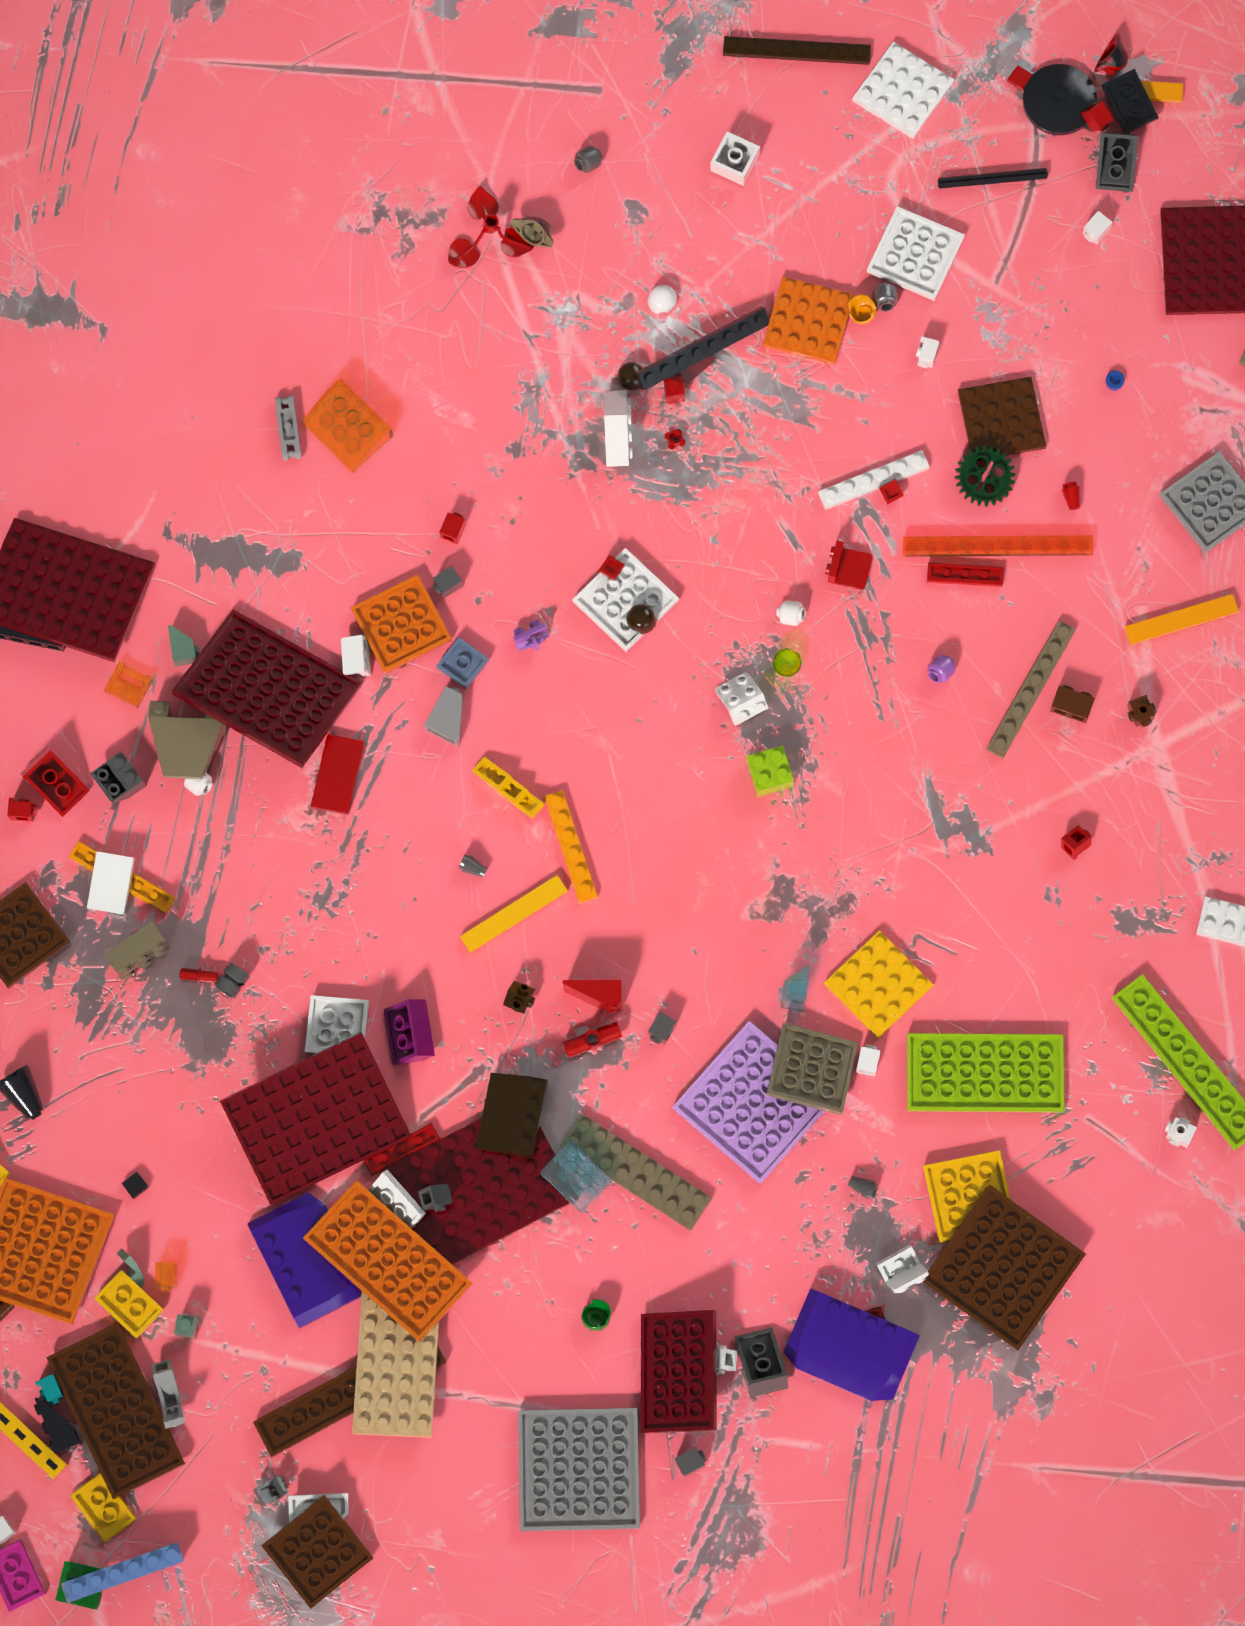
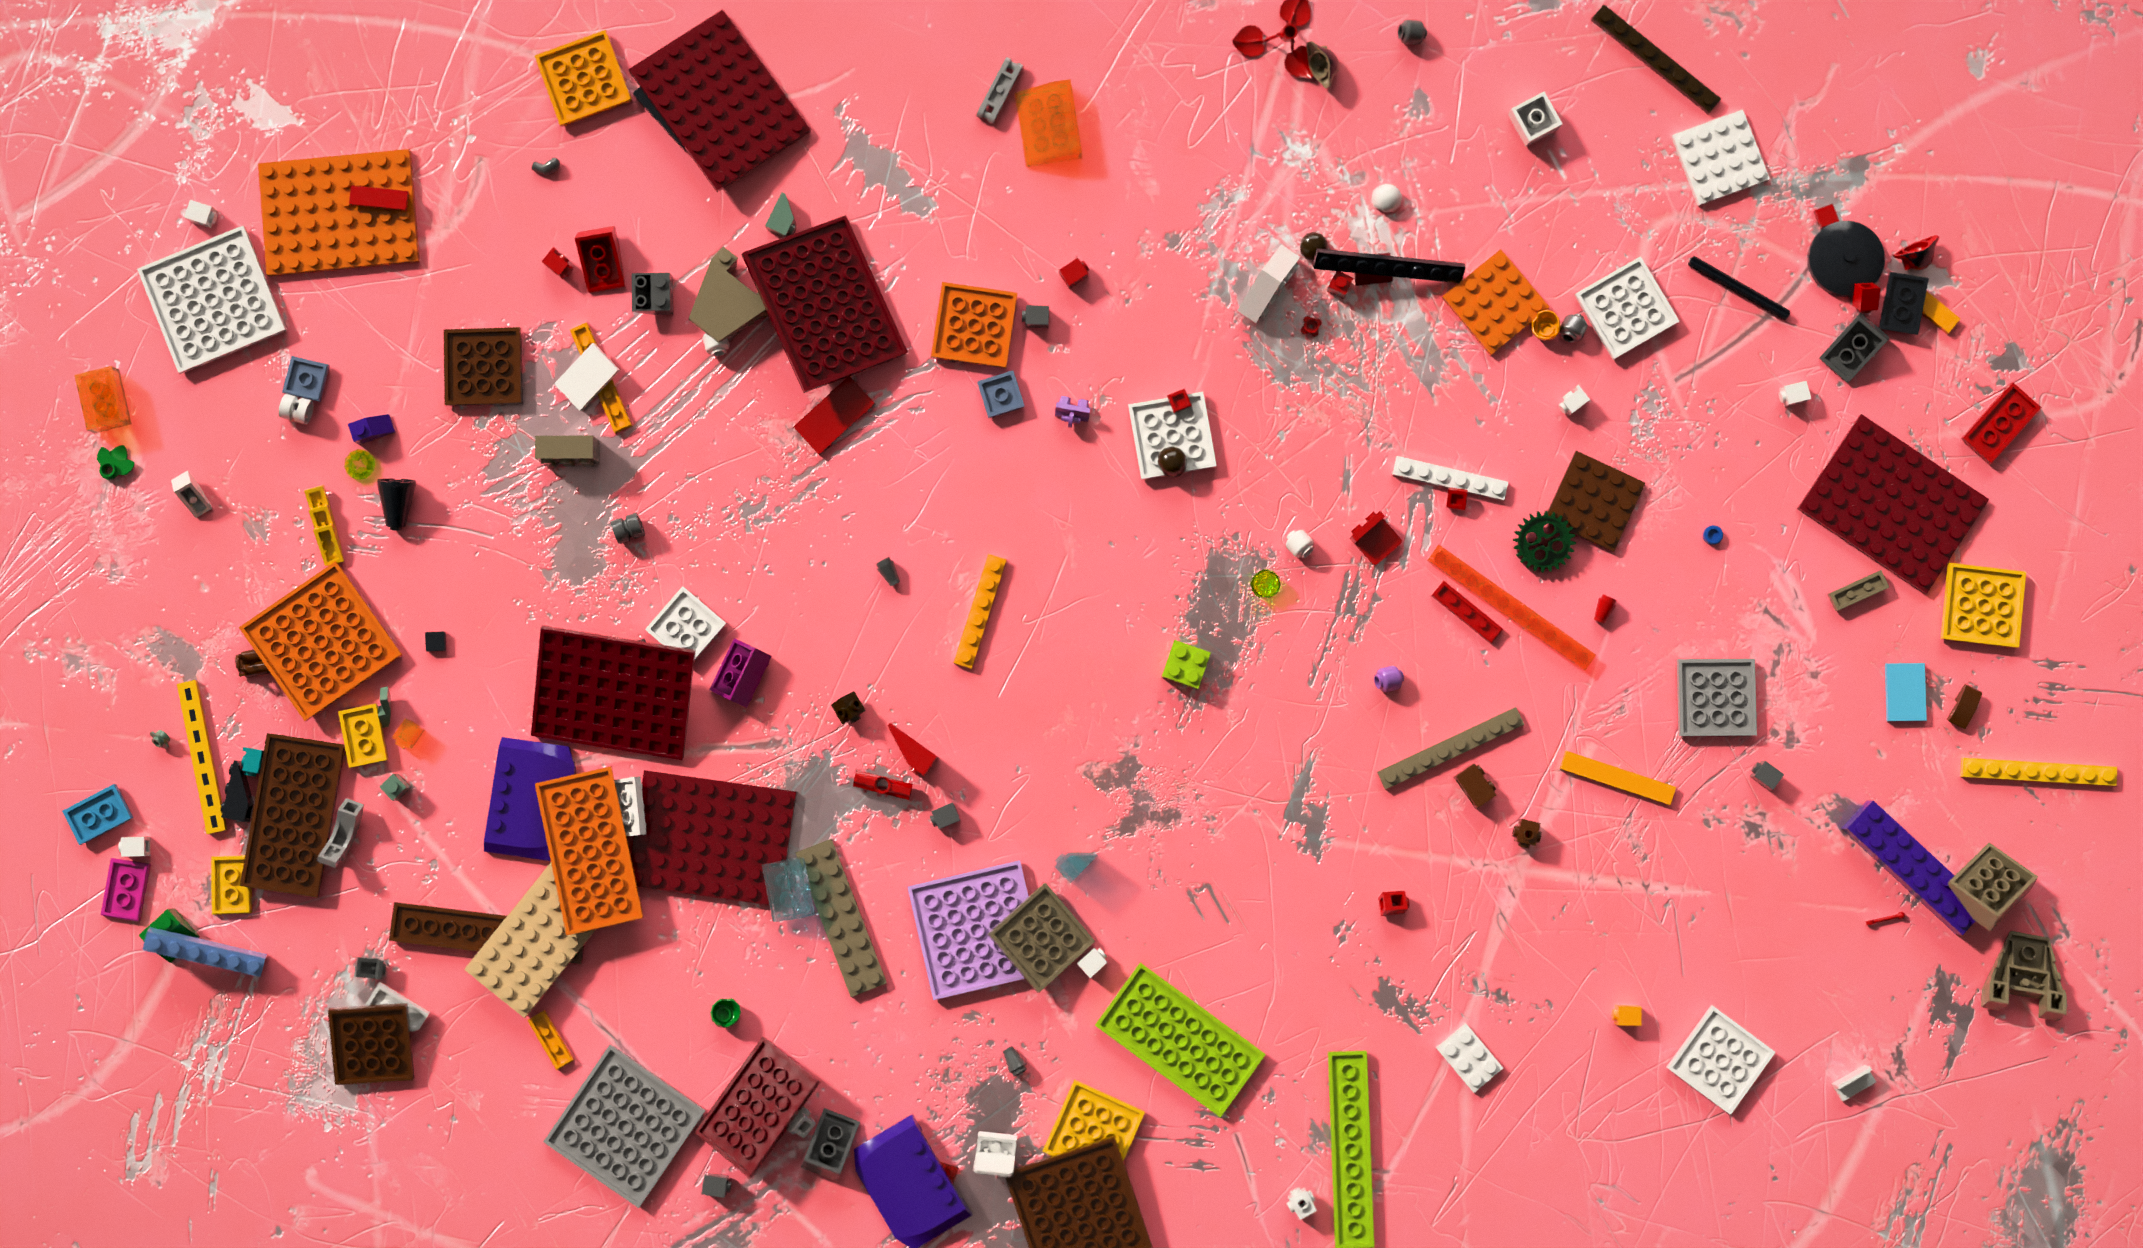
camera: 30 degrees right, 10 degrees up
(126, 690) = (712, 222): plate -> none
(198, 975) = (605, 504): red axle -> none
(355, 655) = (917, 326): white panel -> none
(419, 1140) = (687, 767): red tile -> none
(435, 1197) = (663, 827): dark grey brick -> none
(446, 716) = (957, 430): light grey slope -> none
(465, 1444) = (550, 1040): none -> light orange tile
(508, 787) = (963, 525): yellow slope -> none
(512, 1114) = (773, 802): dark brown slope -> none
(513, 914) = (894, 634): yellow tile -> none
(741, 698) = (1207, 586): white bracket -> none
(878, 984) = (1147, 904): yellow plate -> none

